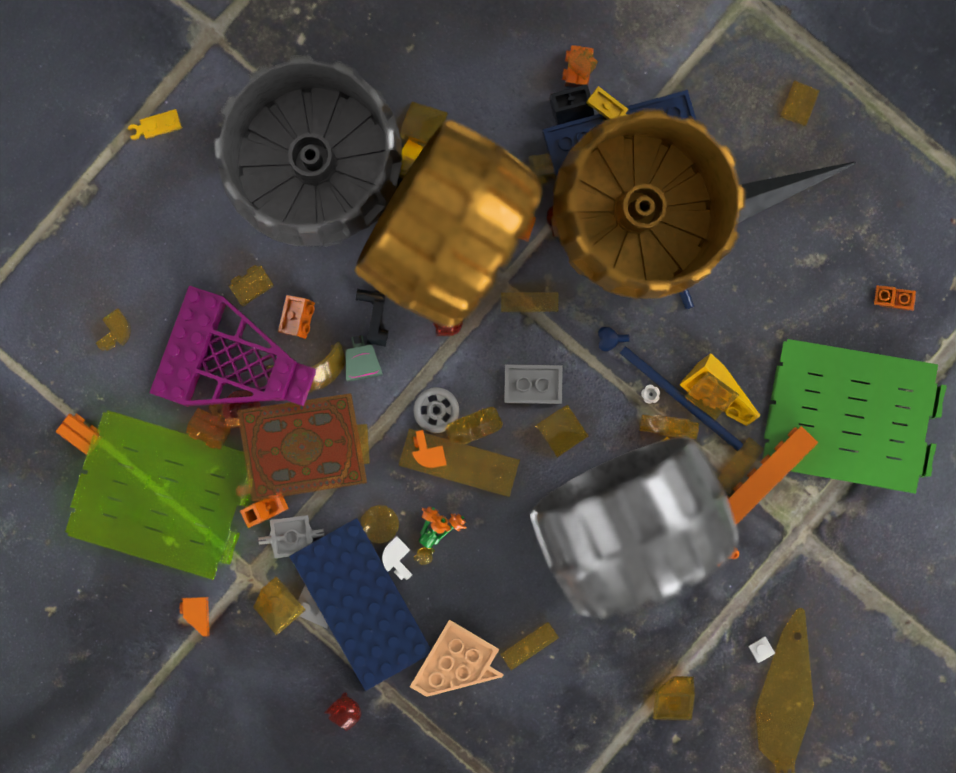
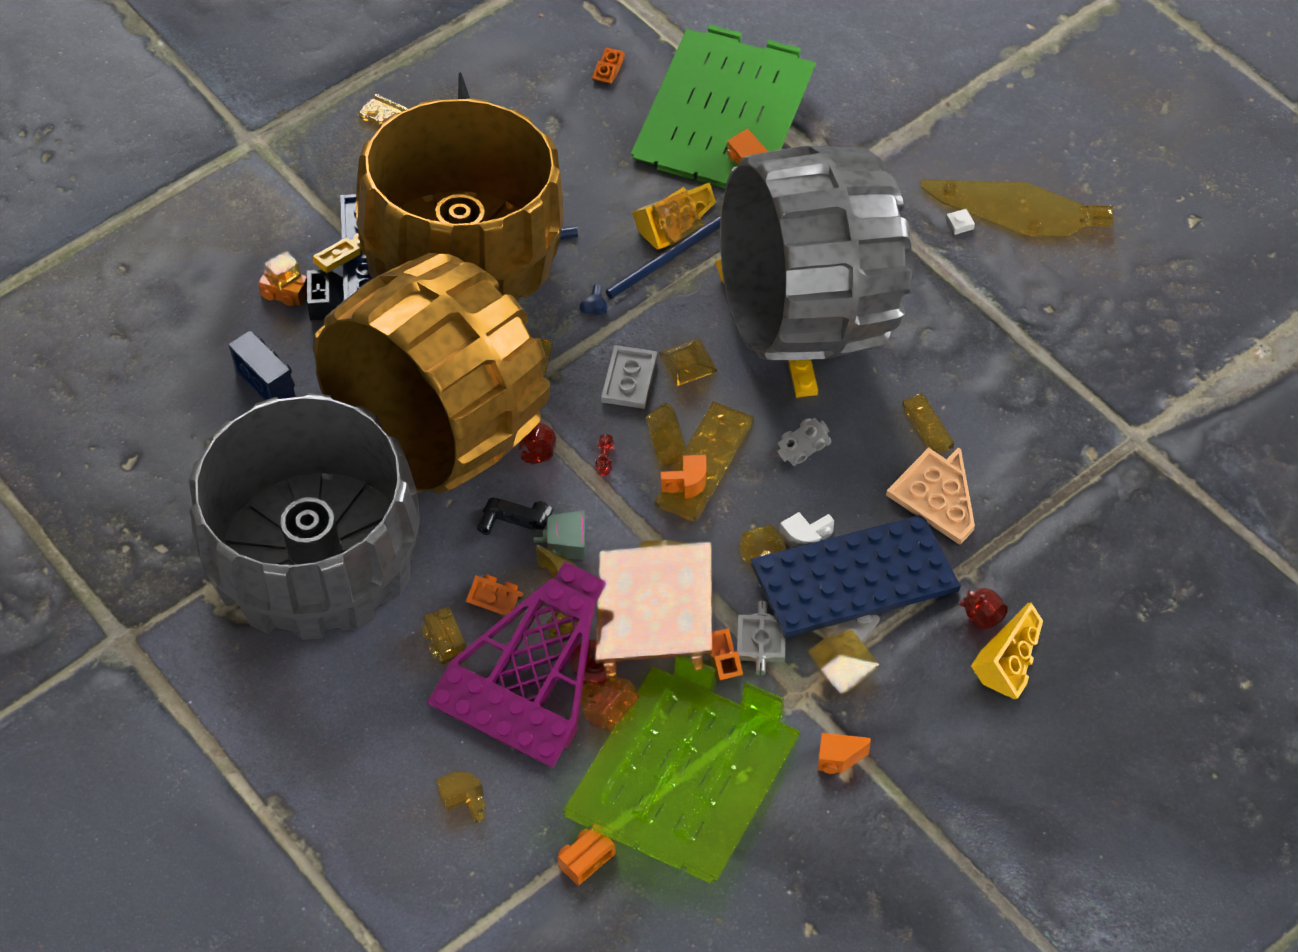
camera: 75 degrees left, 30 degrees down
(157, 125) = (215, 714): yellow plate -> none
(302, 734) = (1006, 657): none -> yellow wedge
(422, 400) = (642, 456): light grey plate -> none
(424, 555) = (807, 505): clear yellow plate -> none
(438, 378) = (602, 463): none -> clear red bar
(438, 525) = (787, 497): plant -> none
(479, 74) = (261, 367): none -> brick
(488, 548) = (804, 441): none -> light grey brick
(650, 389) = (664, 275): white plate -> none
(669, 426) = (703, 260): clear yellow piece -> none
(675, 699) = (1006, 294): clear yellow slope -> none

